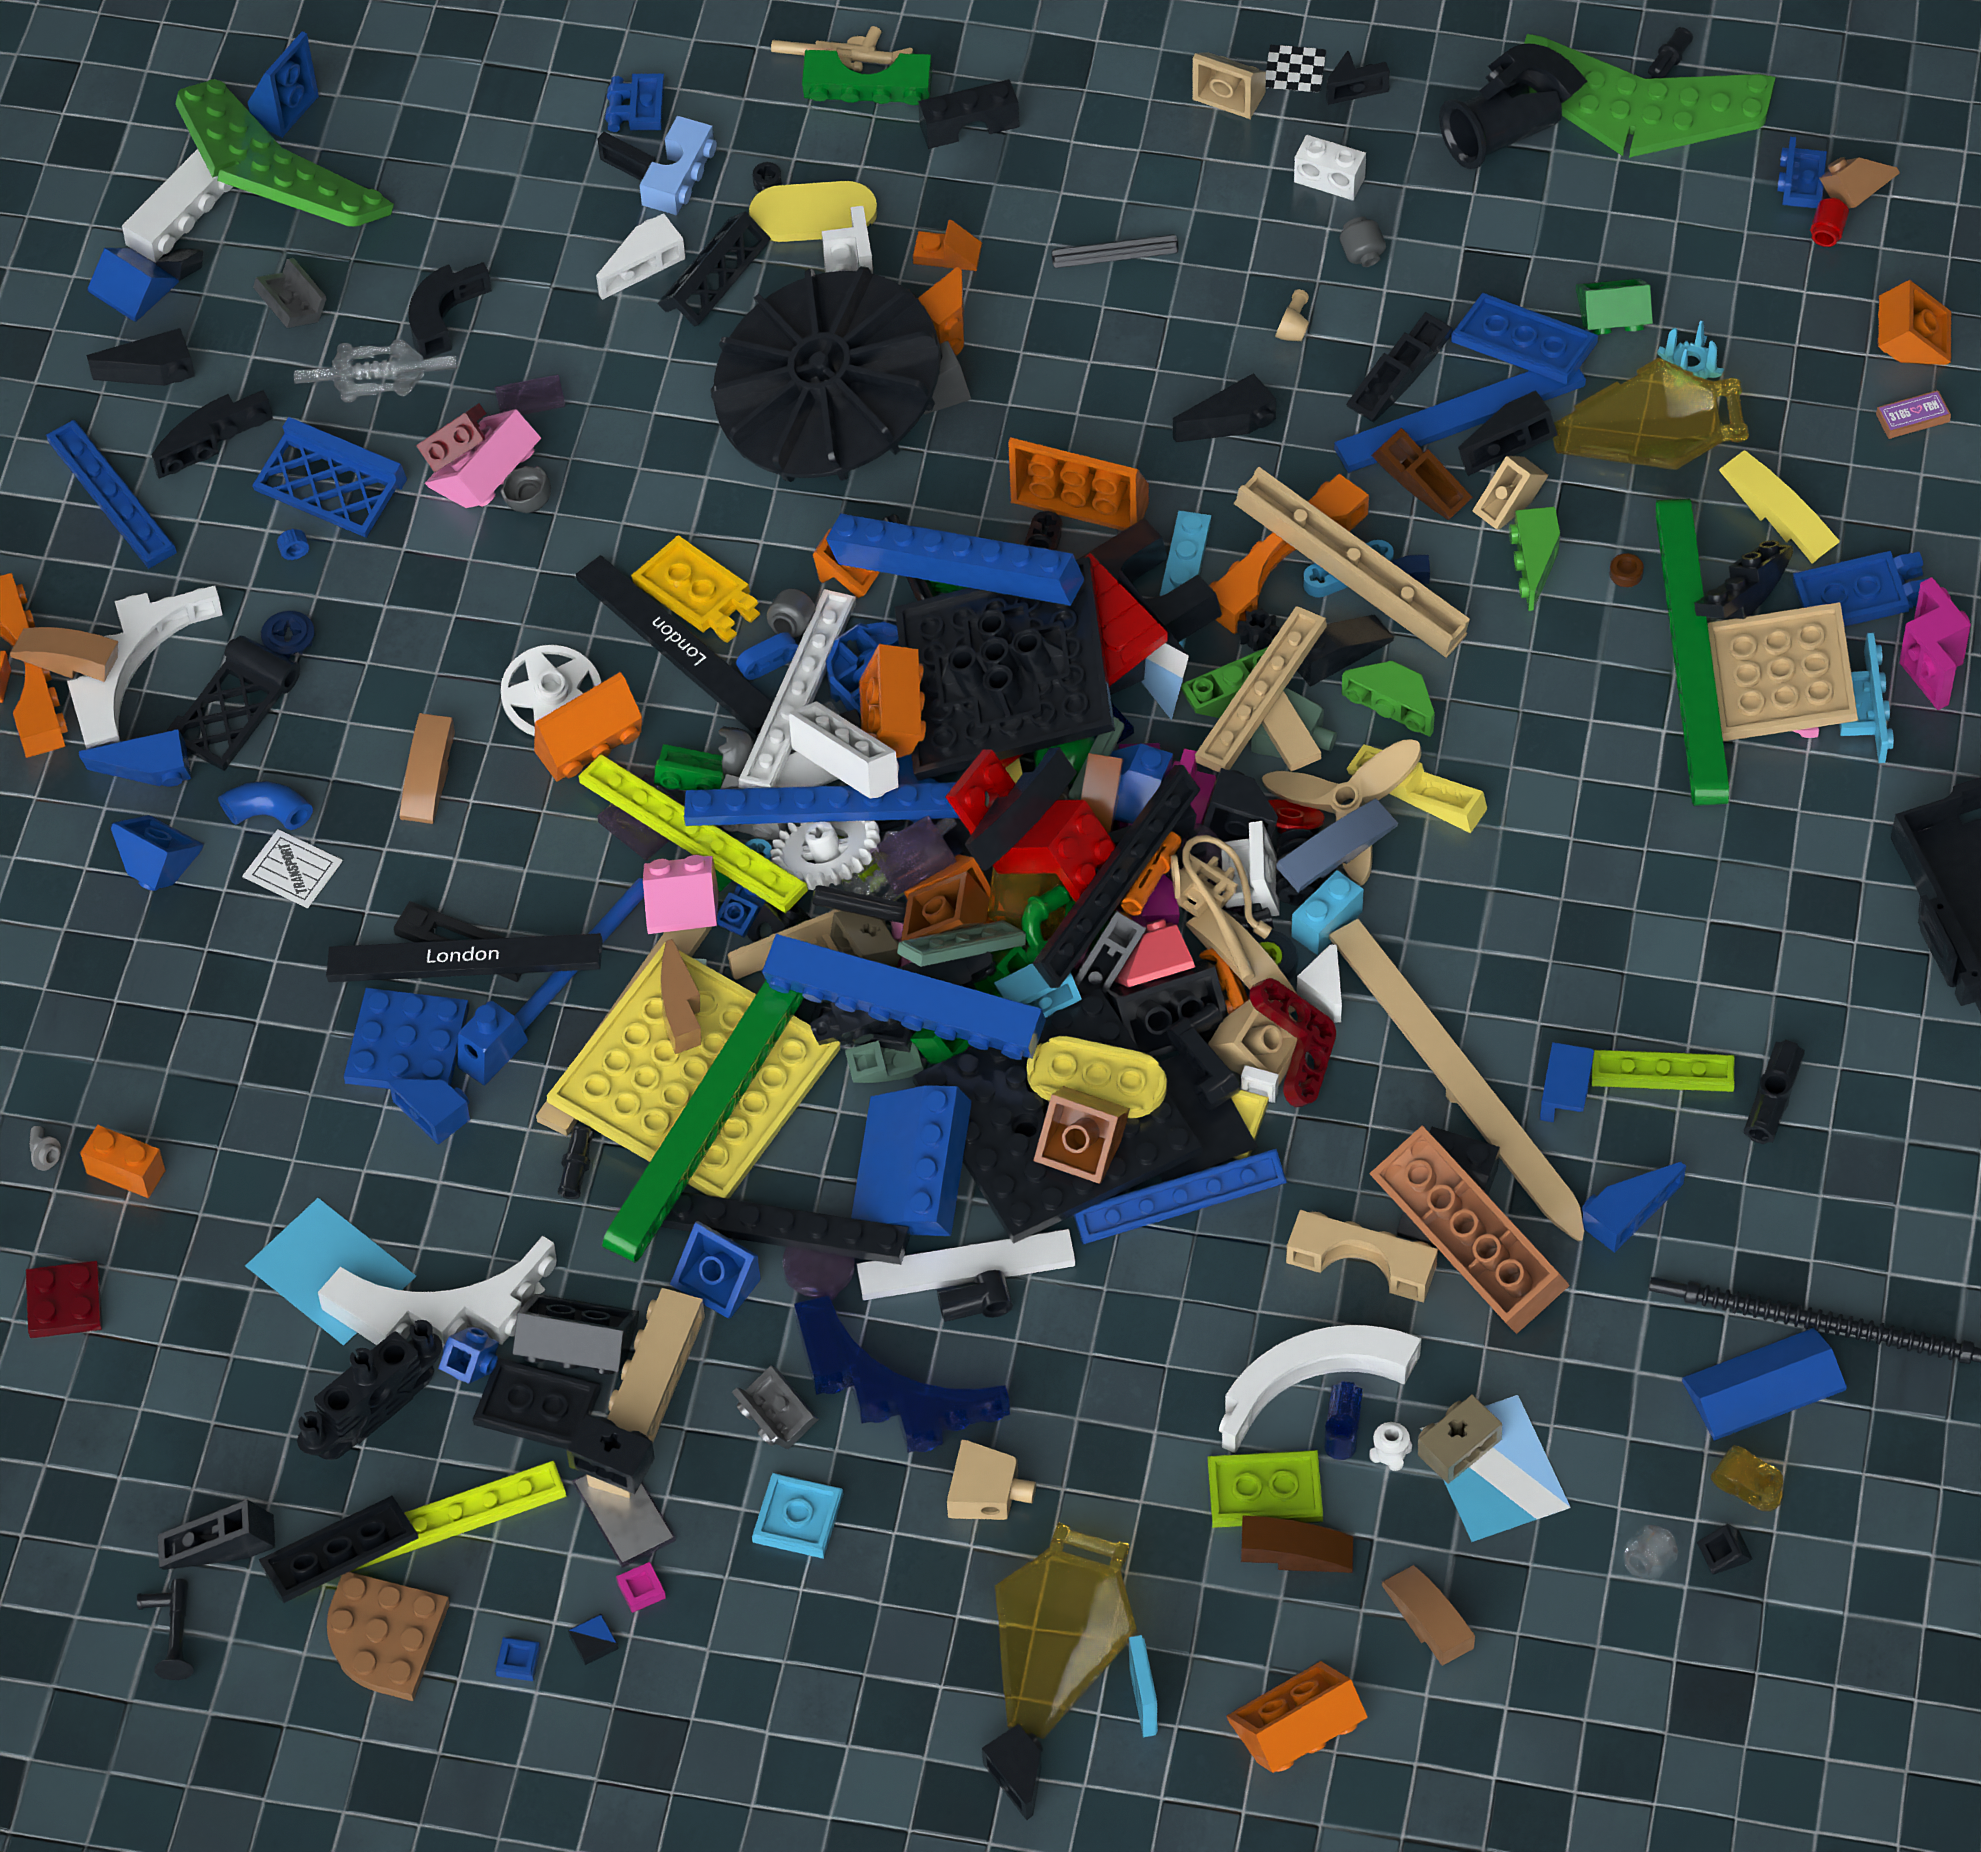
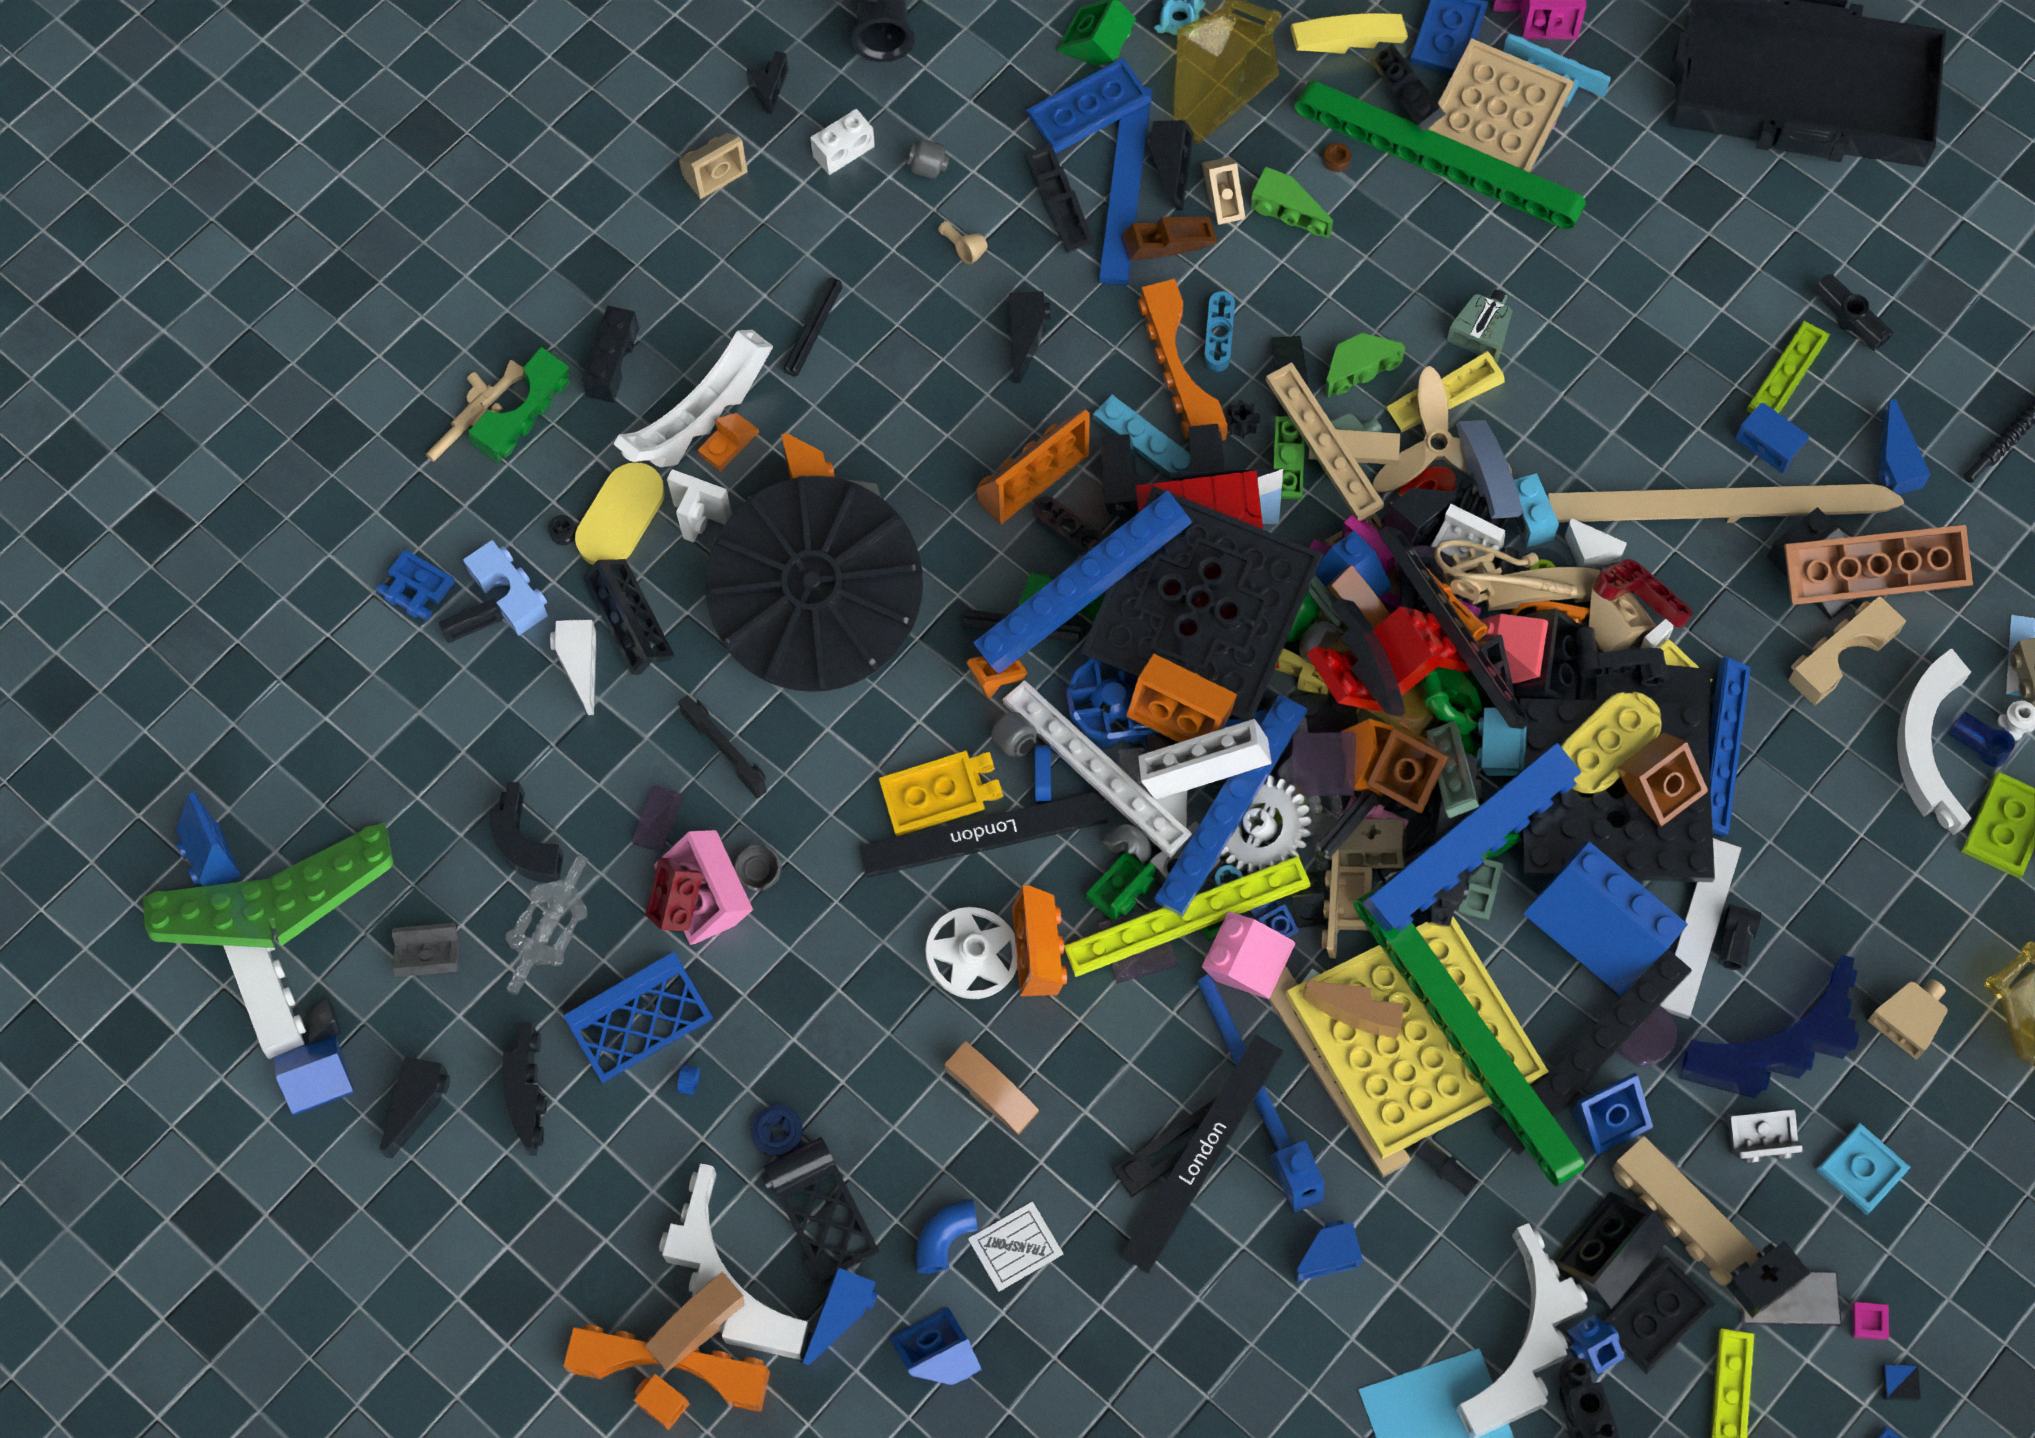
camera: 60 degrees left, 10 degrees up
(111, 494) = (528, 1202): blue tile -> none
(405, 1038) = (1248, 1241): blue plate -> none
(614, 436) = (697, 715): none -> black container
(908, 198) = (724, 385): none -> white arch
(1295, 68) = (721, 115): sticker -> none
(1353, 562) = (1230, 322): tan tile -> none
(1415, 566) = (1249, 292): dark blue piece -> none
(1516, 778) = (1482, 324): none -> sand green torso

